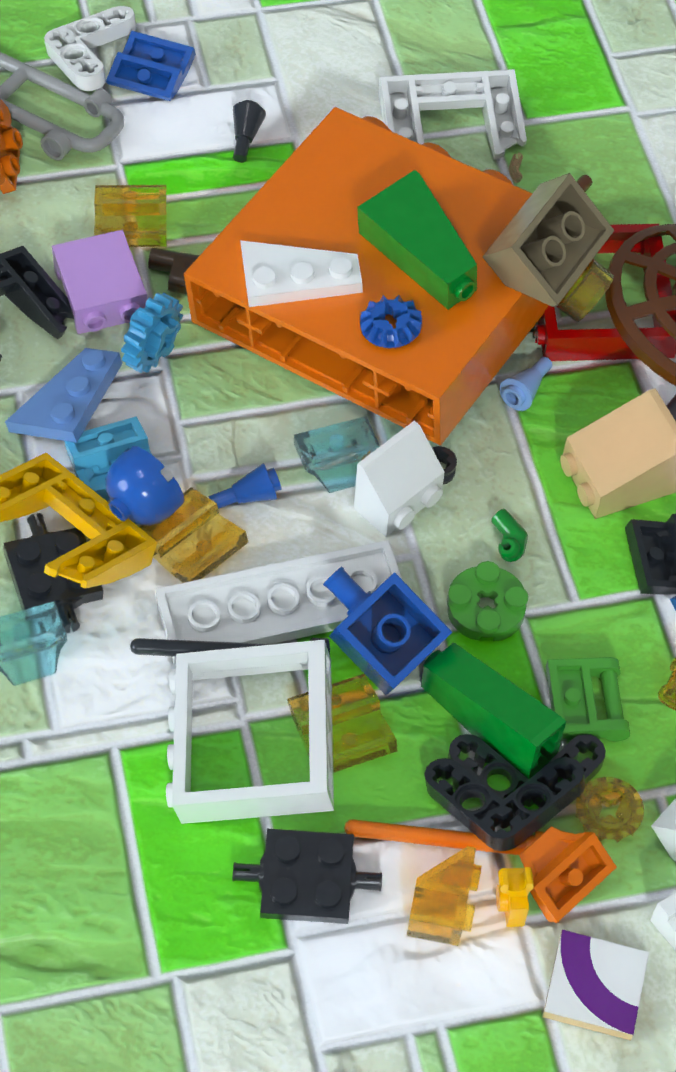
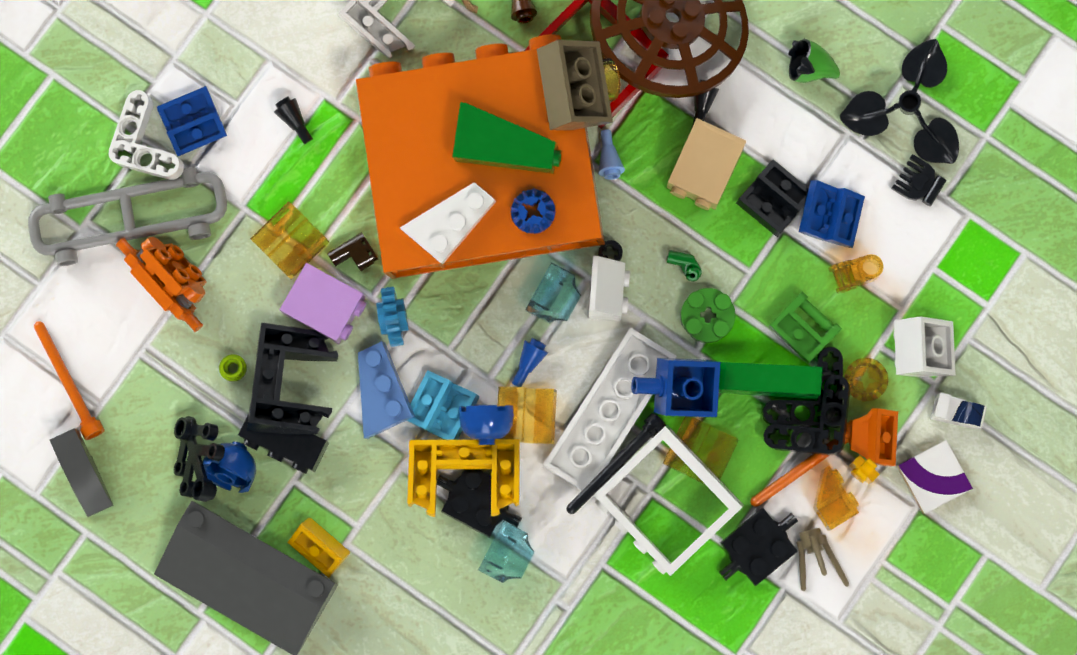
camera: 35 degrees left, 25 degrees up
(372, 925) = (813, 542): none -> dark tan plant

